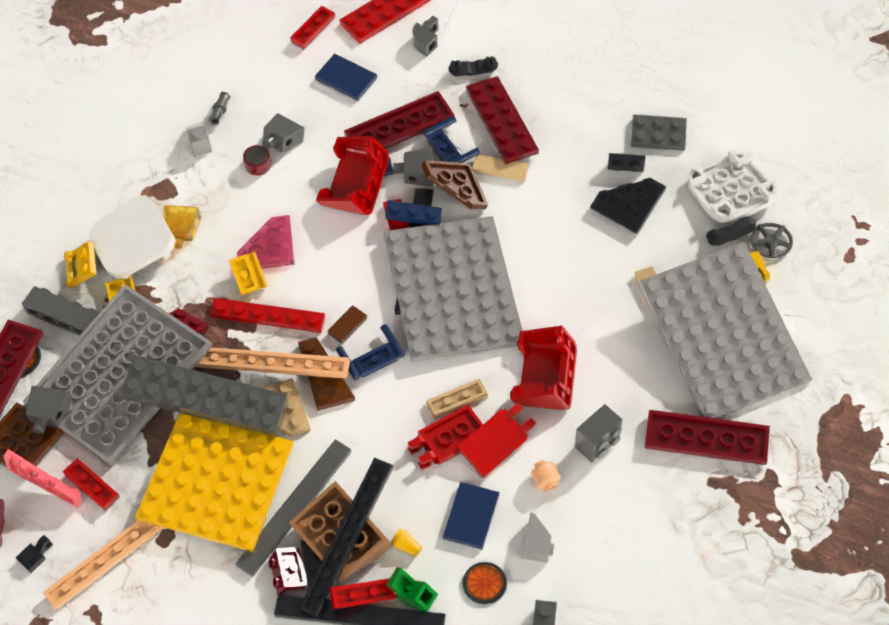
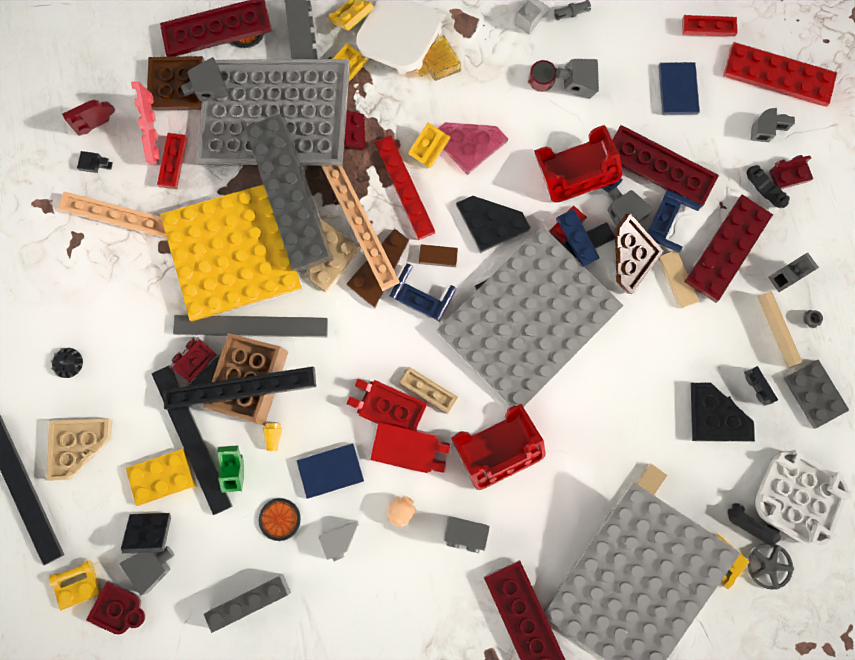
camera: 50 degrees right, 20 degrees up
(349, 270) = (491, 222): none -> black plate
(360, 593) = (203, 429): red plate -> none
(474, 44) = (792, 172): none -> dark red bracket
(553, 88) = (793, 272): none -> dark grey brick
(591, 124) = (779, 329): none -> tan tile
(598, 95) = (818, 318): none -> dark grey plate

